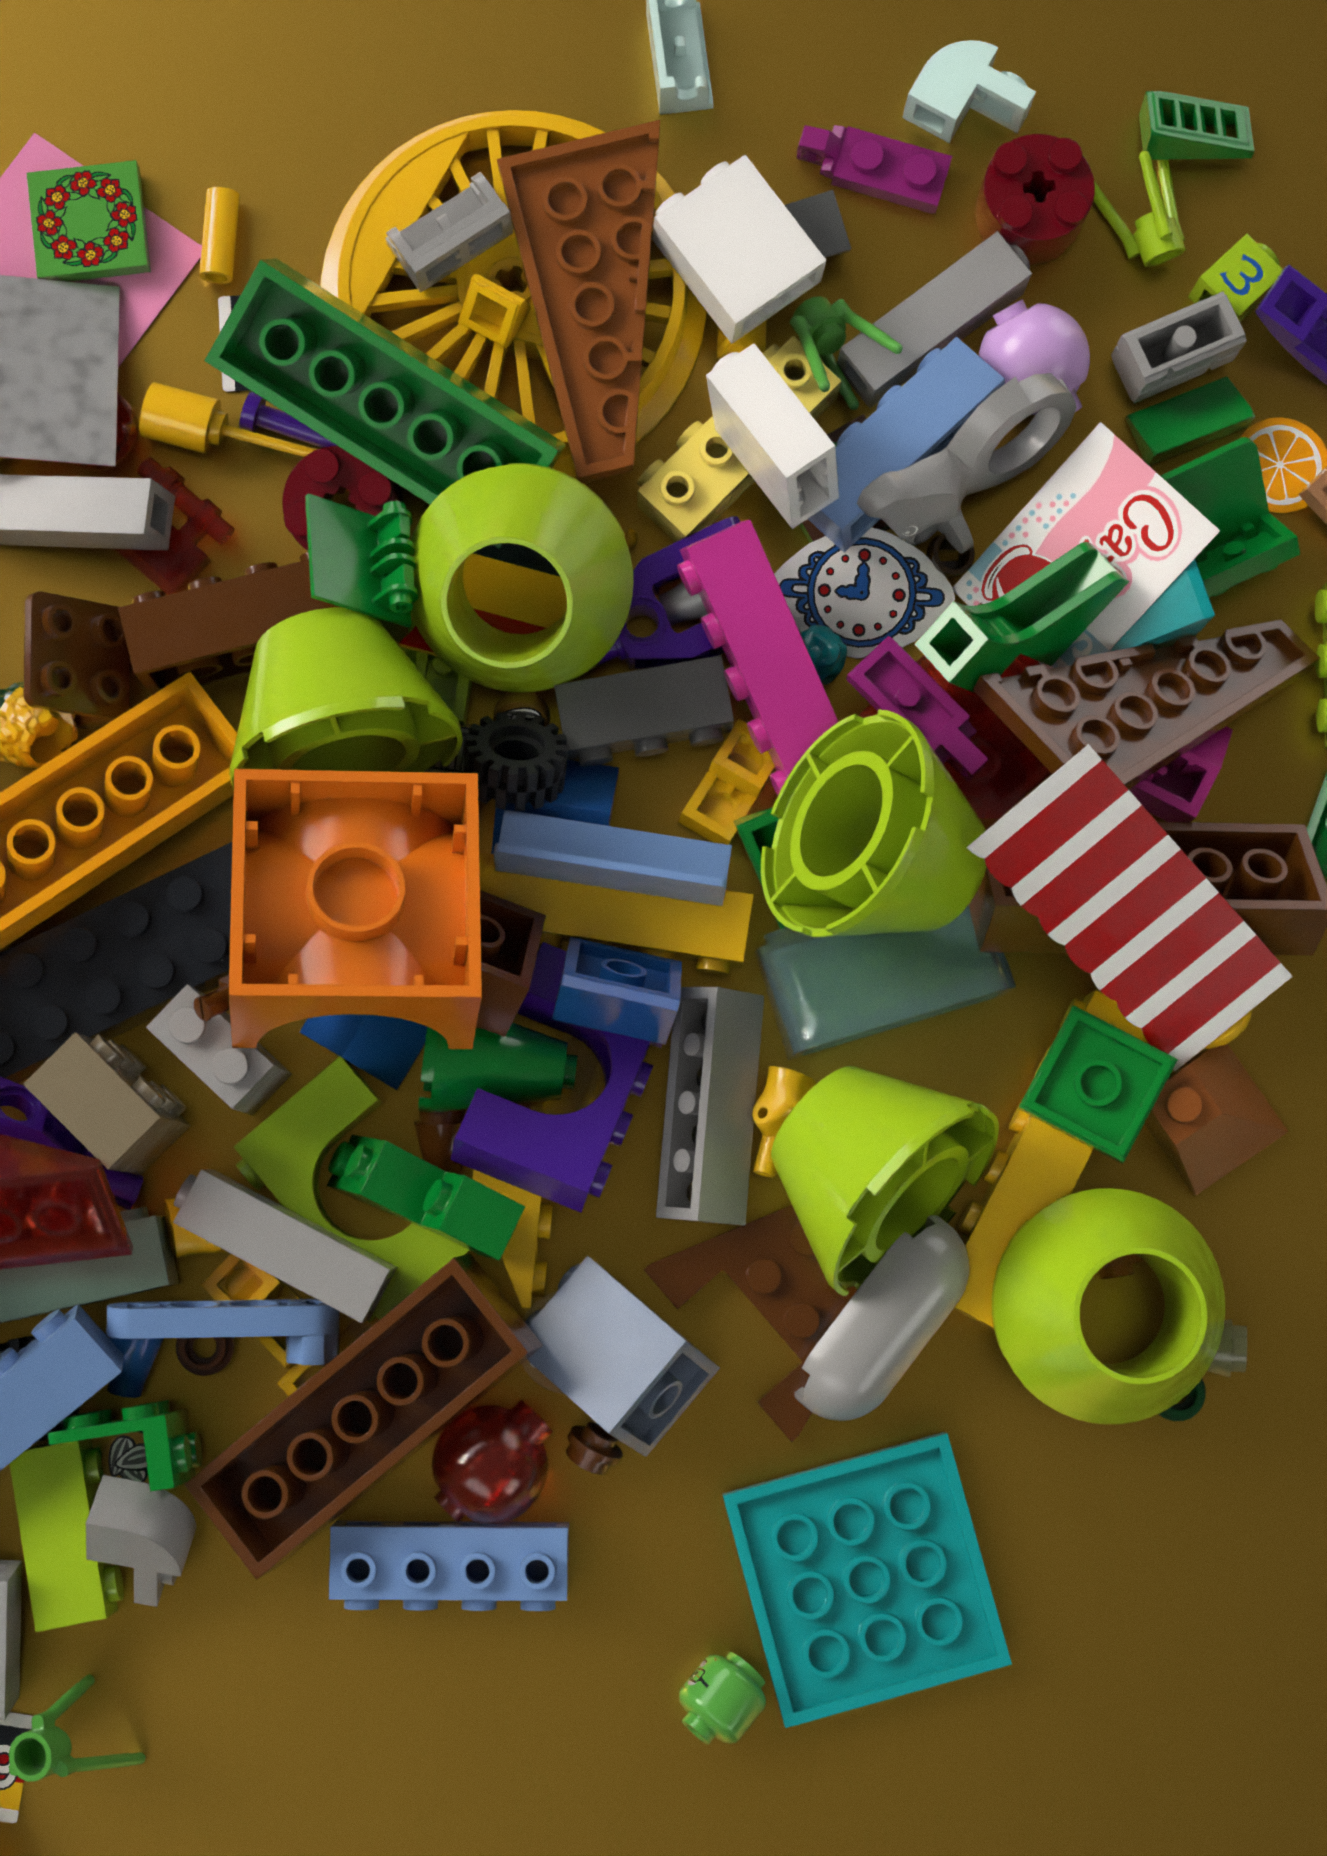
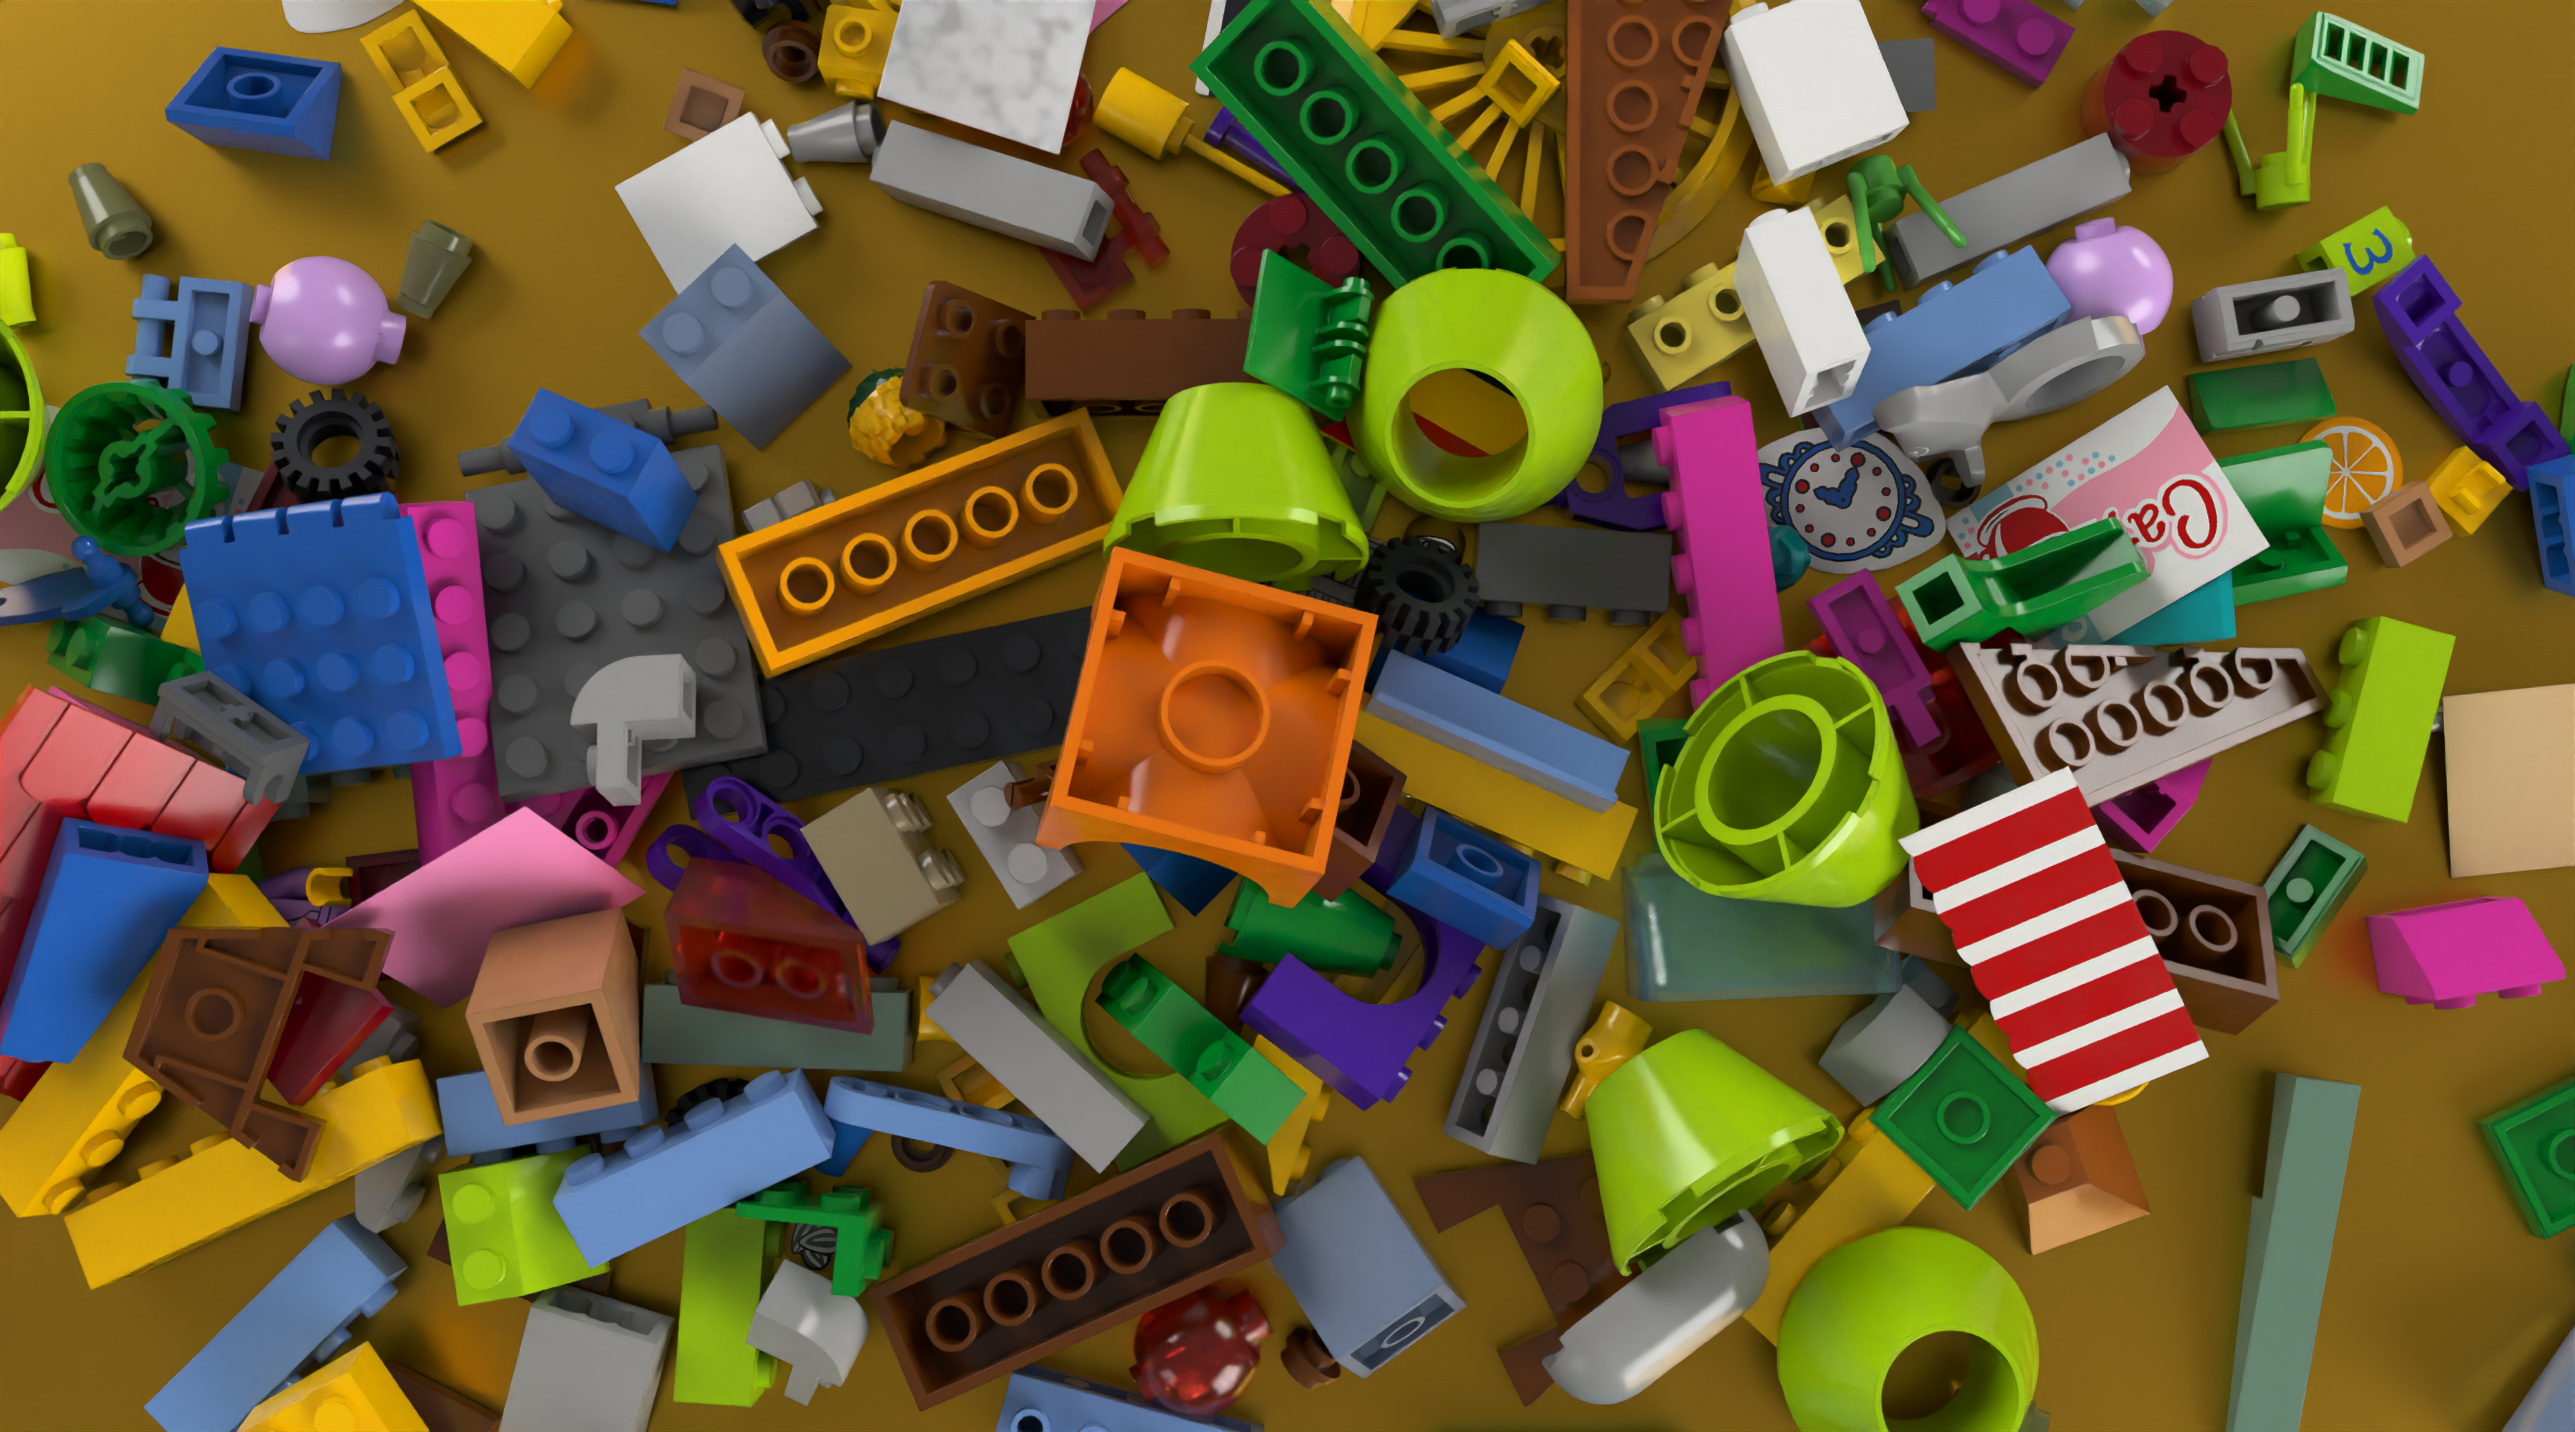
camera: 20 degrees right, 5 degrees up
(1021, 1032) = (1892, 1035): none -> light grey brick

